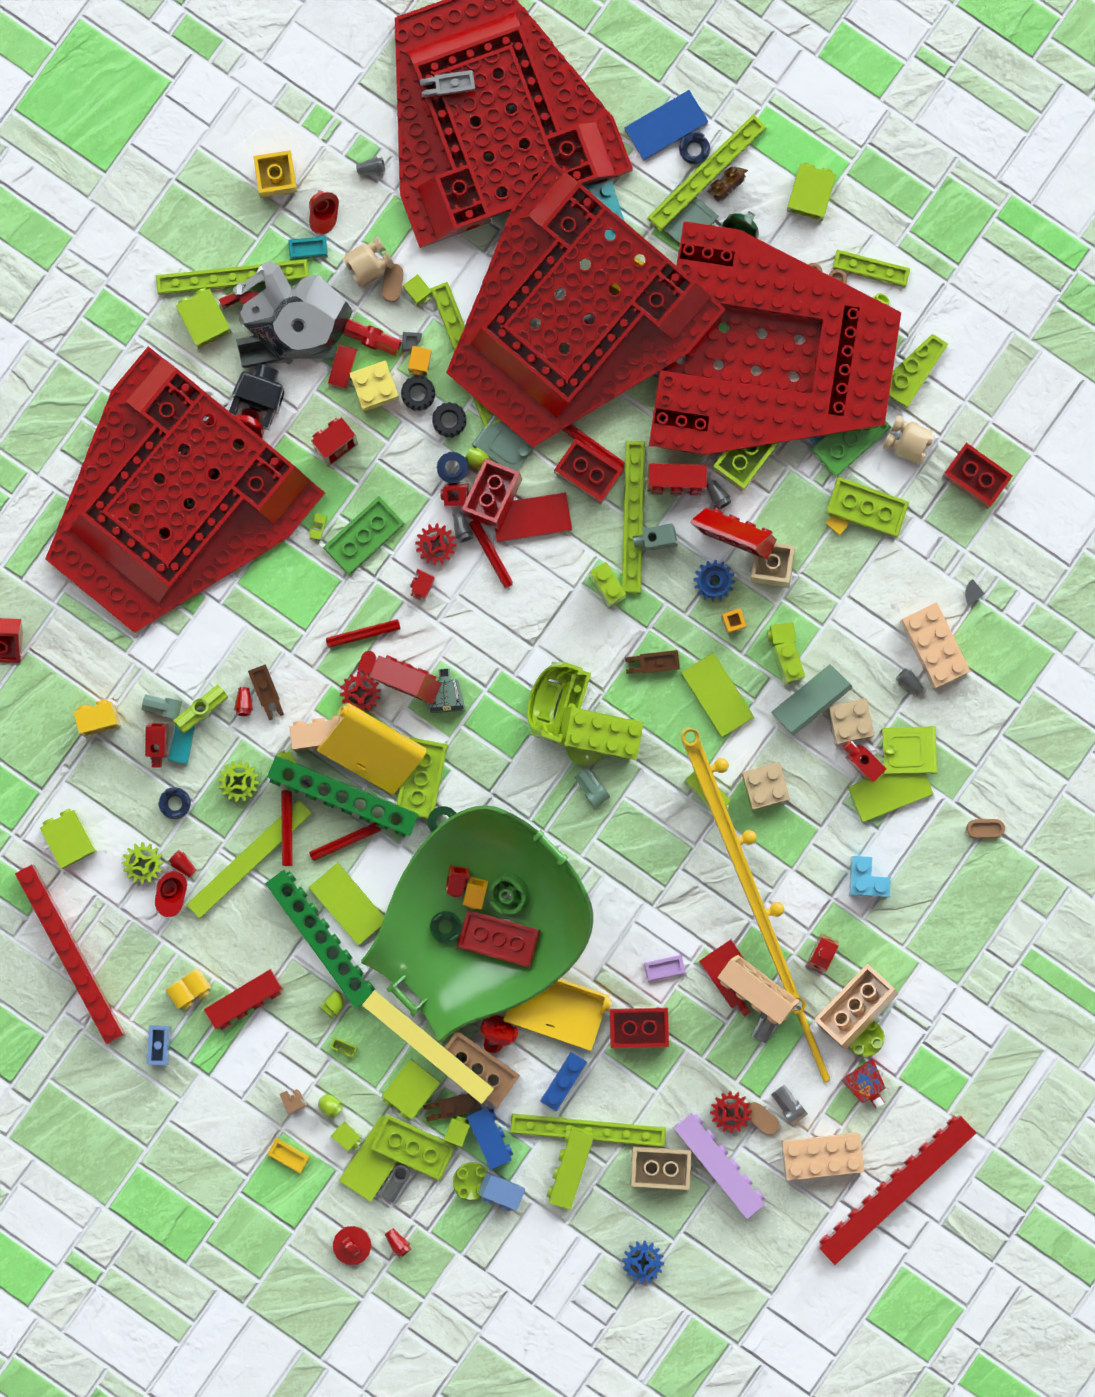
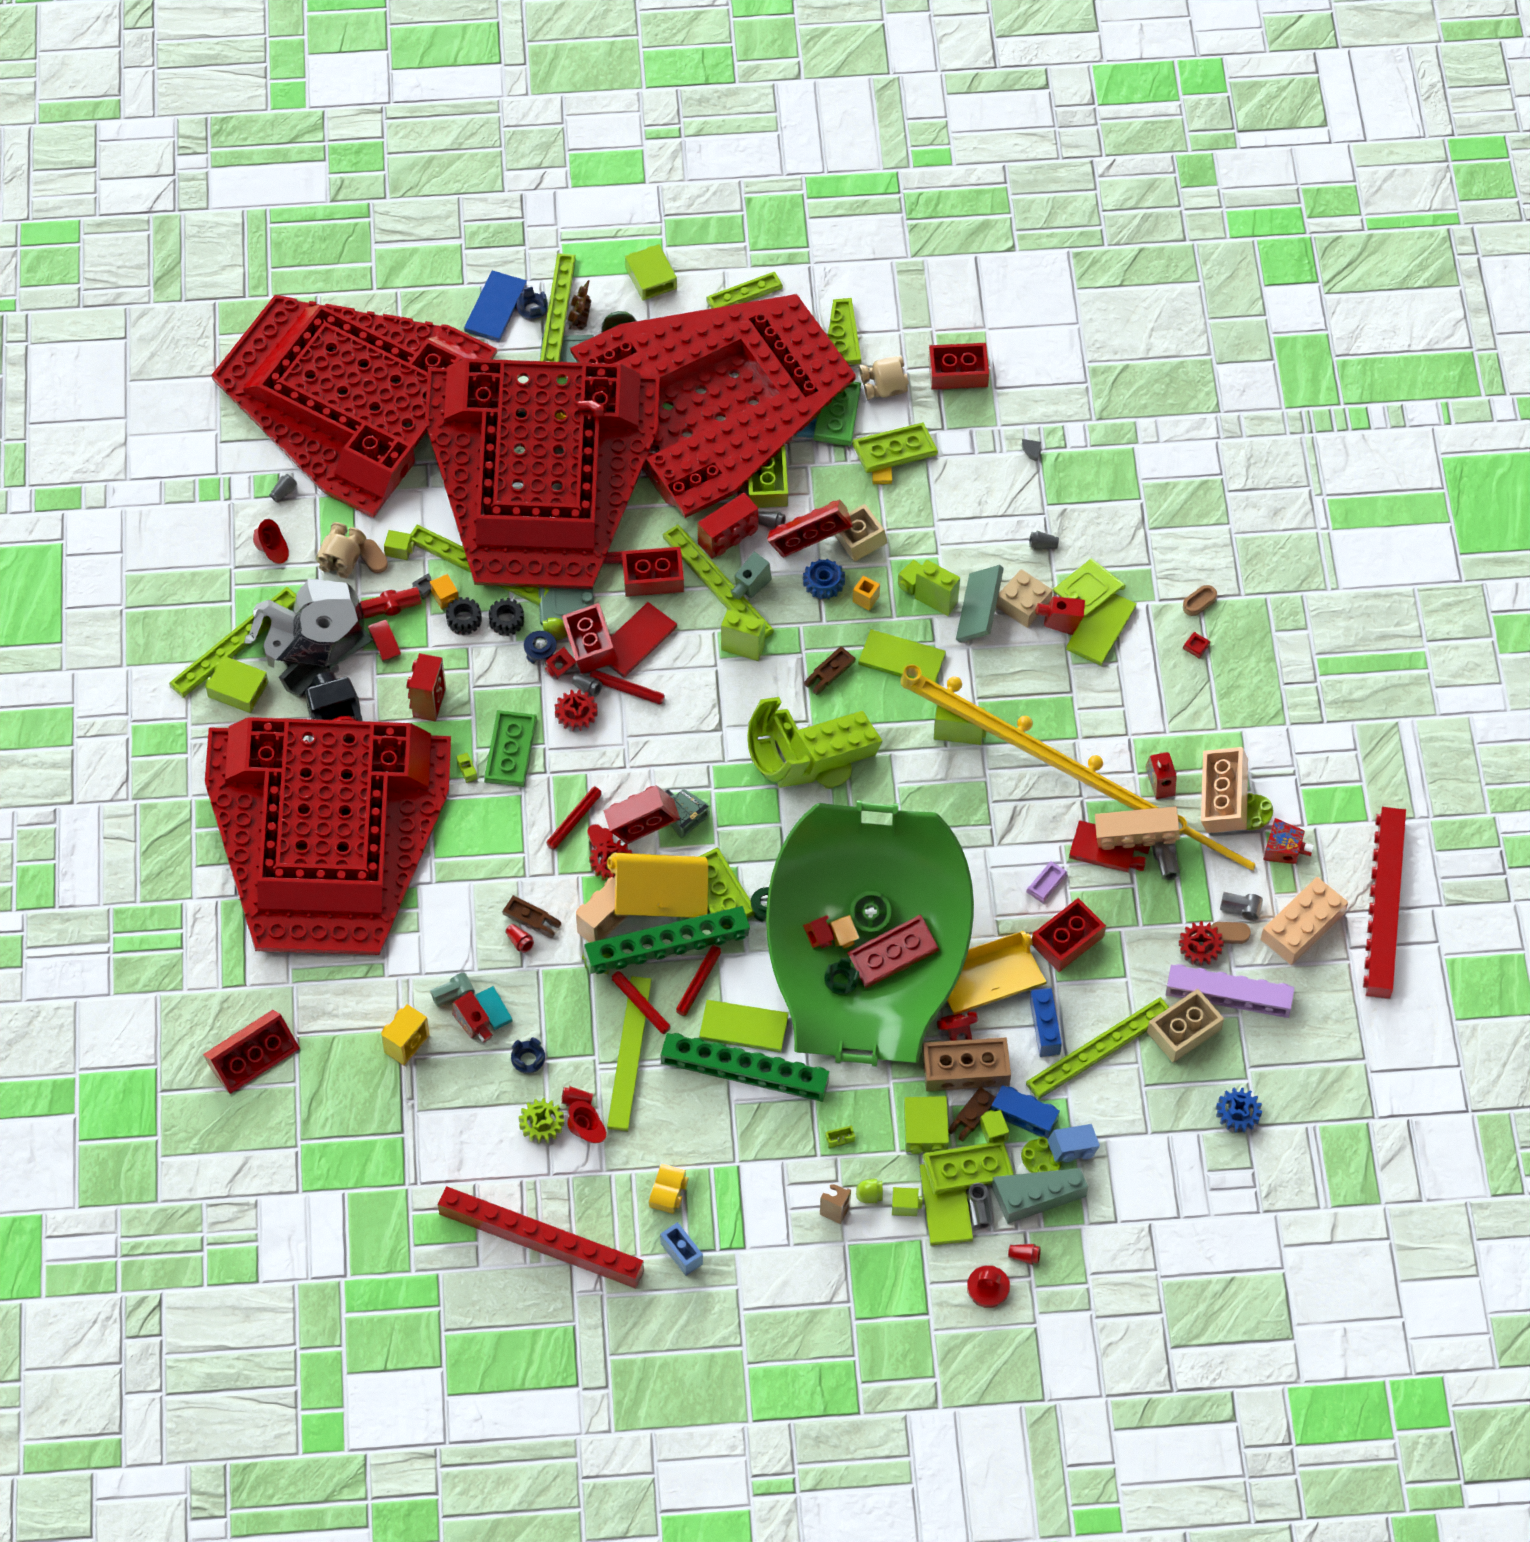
camera: 35 degrees left, 25 degrees down
(67, 838) = (459, 1149): lime brick -> none
(191, 717) = (487, 966): lime piece -> none
(231, 299) = (254, 649): red slope -> none
(231, 787) = (575, 1004): lime gear -> none
(242, 999) = (722, 1161): red brick -> none
(275, 174) = (208, 542): yellow brick -> none
(288, 1155) = (870, 1257): yellow tile -> none
(308, 247) = (280, 579): teal tile -> none
(332, 1004) = (800, 1110): lime piece -> none
(374, 386) = (423, 632): light yellow brick -> none
(421, 585) = (590, 746): red brick -> none
(428, 1047) = (911, 1071): light yellow tile -> none
(443, 1206) = (1037, 1192): none -> sand green wedge
(449, 83) = (298, 377): light grey hinge -> none
(571, 1168) = (1113, 1081): lime brick -> none
(594, 791) = (868, 793): sand green piece -> none
(643, 304) = (593, 406): none -> red arm
(765, 786) = (1001, 690): tan brick -> none
(863, 883) = (1143, 701): medium azure brick -> none
(935, 645) = (1038, 501): light nougat brick -> none
(949, 864) = (1196, 645): none -> red tile

